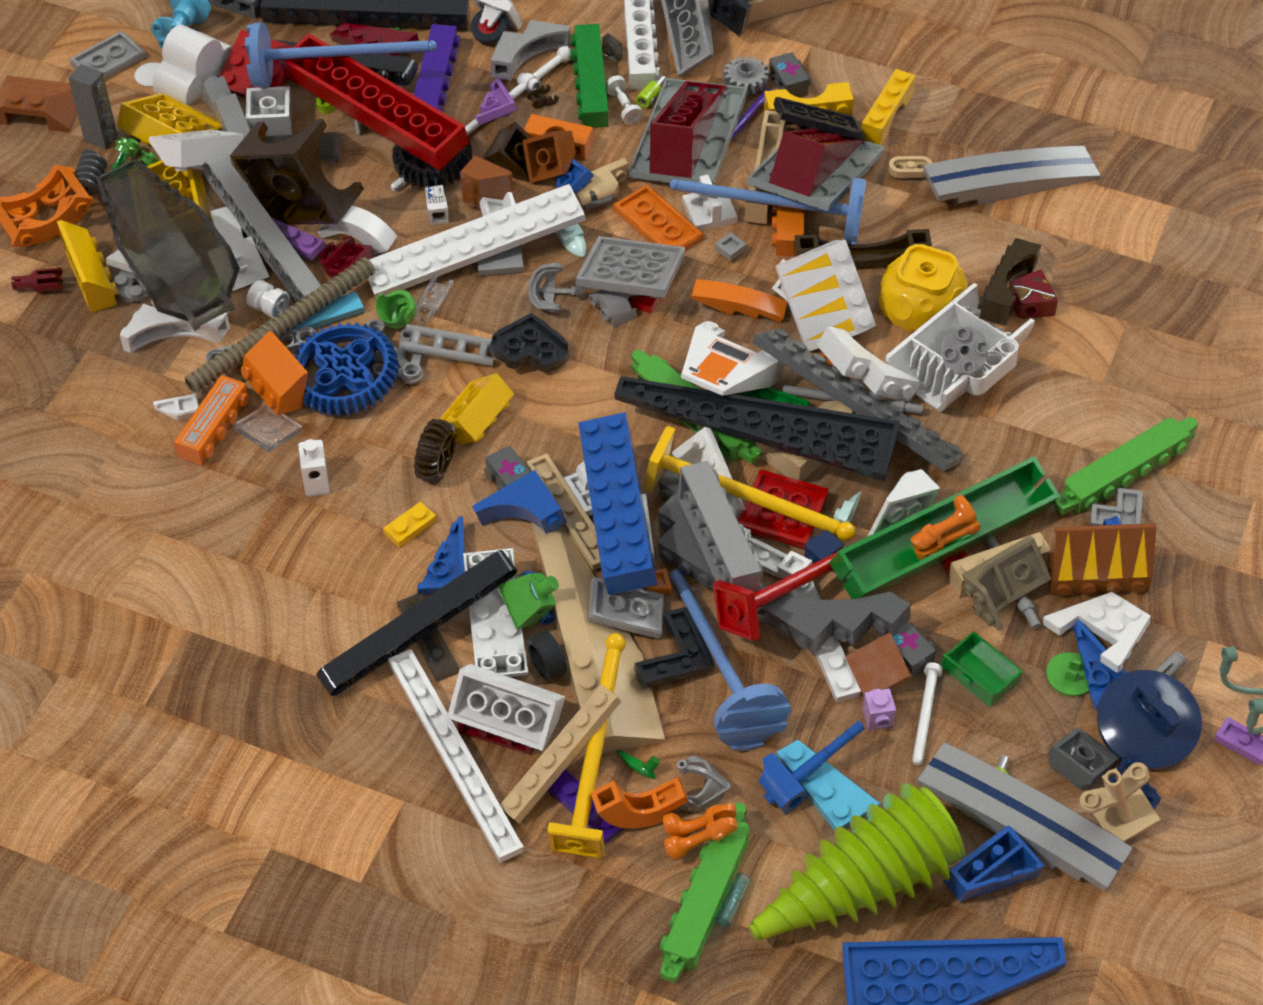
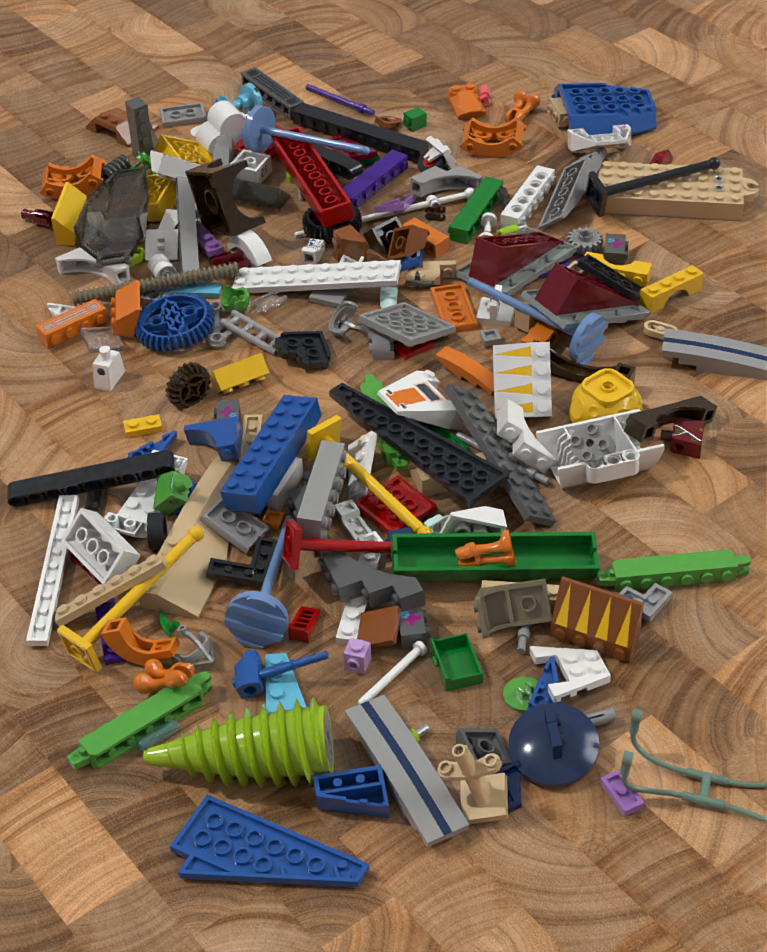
camera: 30 degrees right, 10 degrees down
(801, 707) = (299, 633): none -> red slope

